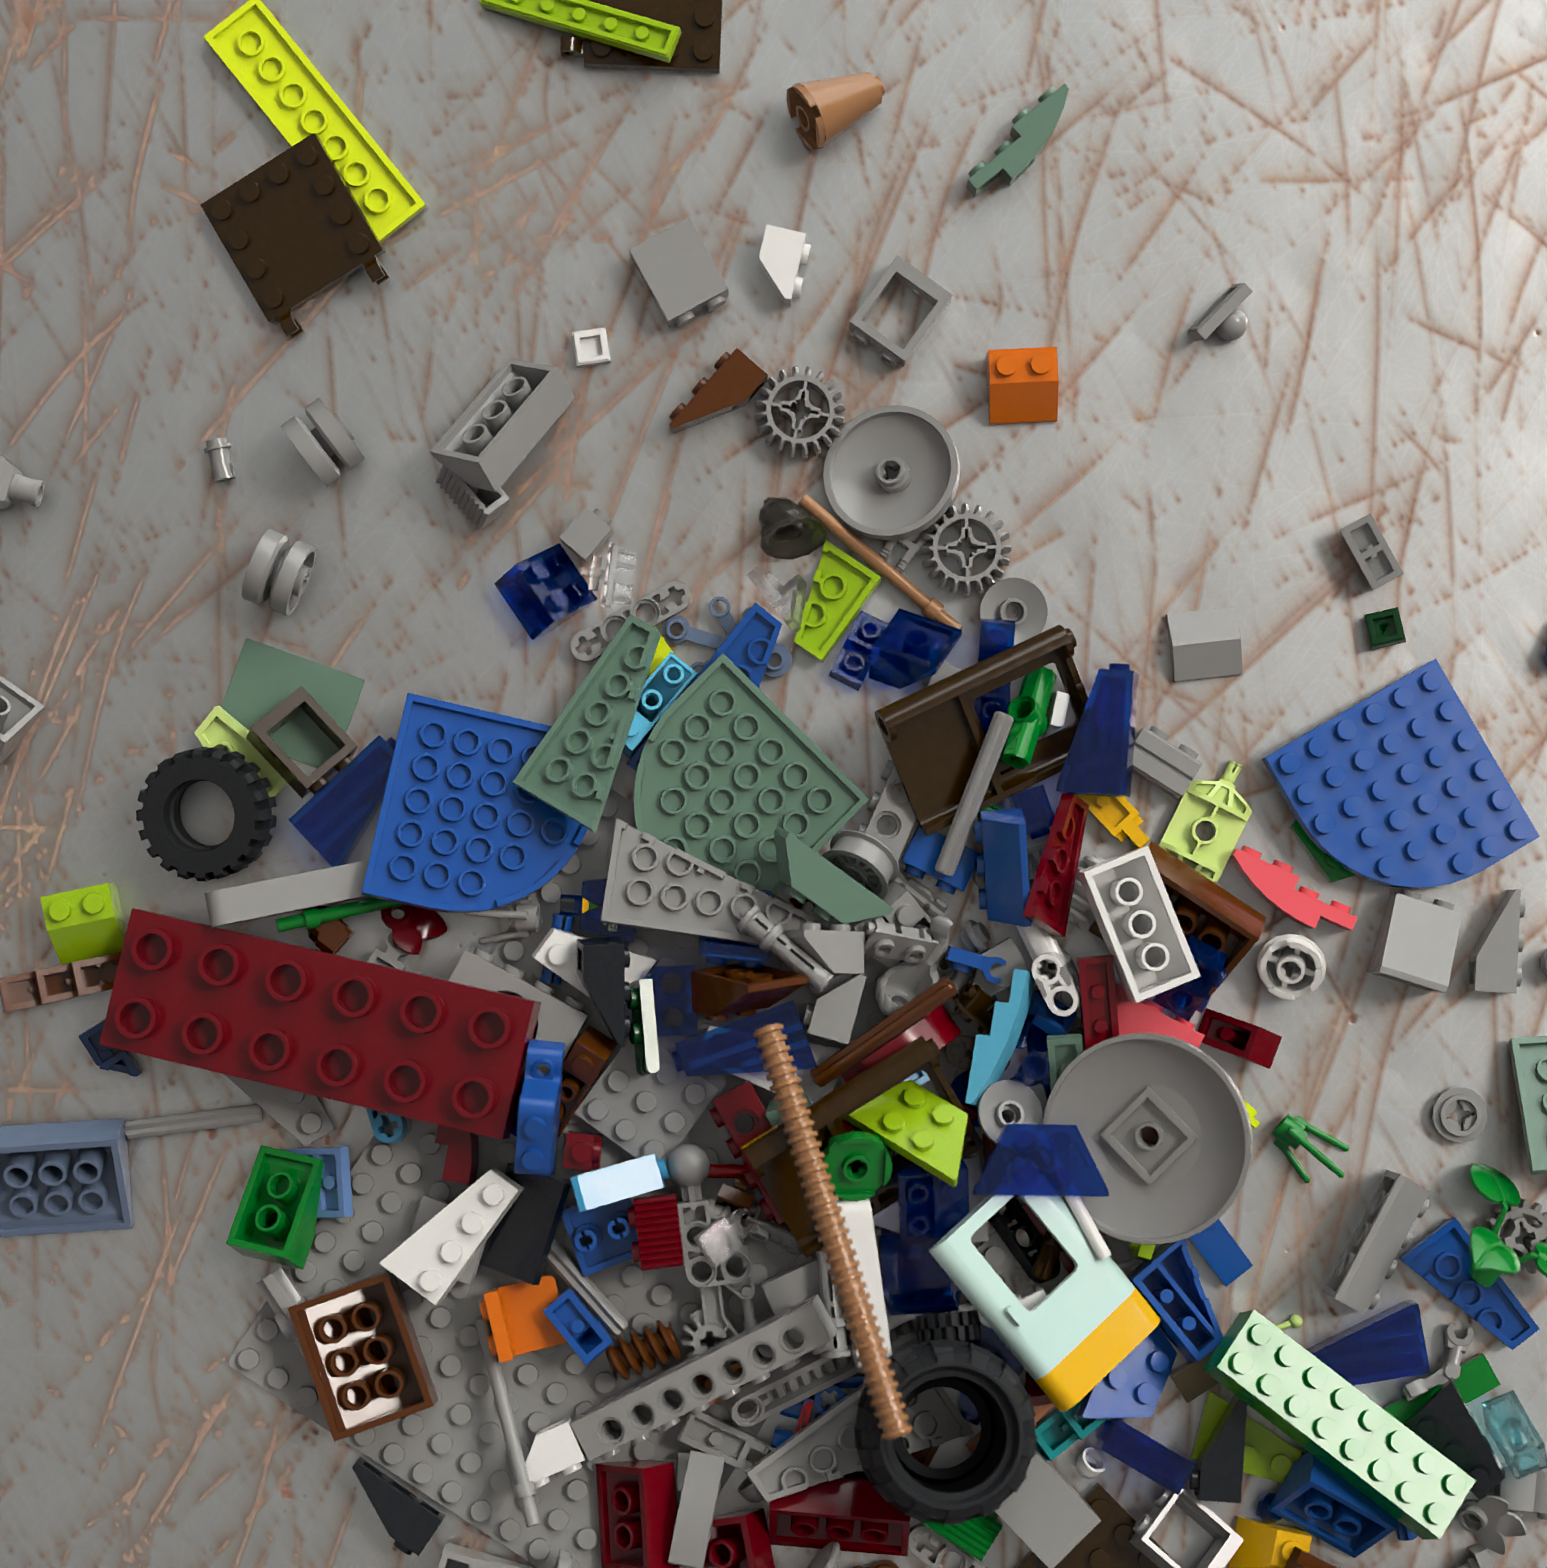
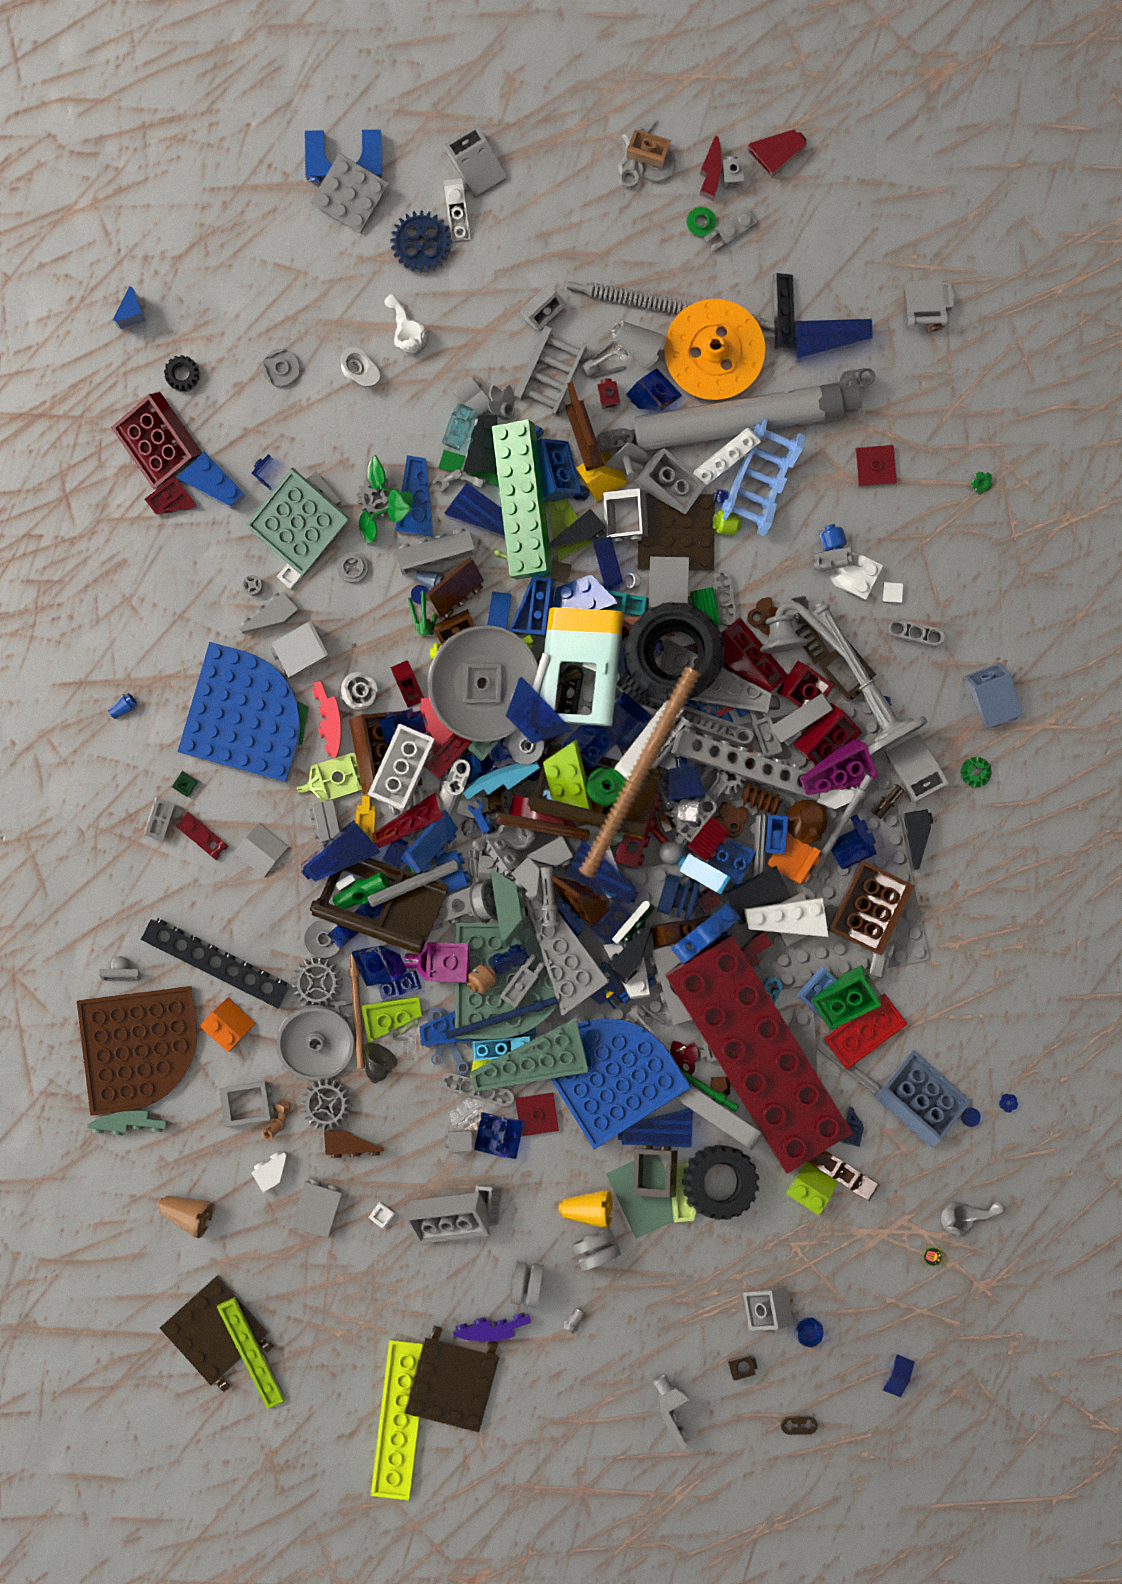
camera: 130 degrees left, 0 degrees up
(211, 1186) = (865, 1033): none -> red tile
(317, 333) = (484, 1331): none -> dark purple slope
(340, 614) = (589, 1208): none -> yellow cone
(464, 1414) = (854, 845): none -> clear blue bracket
(479, 1513) = (888, 801): none -> dark brown axle
(525, 666) = (537, 1113): none -> dark red plate
(556, 1382) = (807, 821): none -> reddish brown piece
(579, 1494) = (840, 770): none -> magenta wedge
(621, 1118) = (678, 897): none -> dark blue wheel
(660, 798) = (537, 1006): none -> dark blue bar
(660, 1289) = (730, 816): none -> reddish brown plate
(709, 807) = (521, 983): none -> light grey hinge
(755, 833) = (501, 960): none -> clear blue hinge
(763, 1274) = (684, 781): none -> clear blue torso
(764, 760) = (481, 979): none -> medium nougat head
(835, 732) = (442, 962): none -> magenta plate
(836, 328) = (277, 1123): none -> medium nougat piece
(1106, 245) = (136, 1047): none -> reddish brown plate
(1227, 398) = (152, 937): none -> black brick
(1261, 1170) = (453, 625): none -> reddish brown brick
(1297, 585) = (201, 835): none -> dark red plate
(1305, 1220) = (455, 589): none -> reddish brown slope
(1344, 1162) = (416, 593): none -> clear blue tile
(1346, 1200) = (428, 578): none -> sand blue cone
(1525, 1021) = (289, 576): none -> white tile

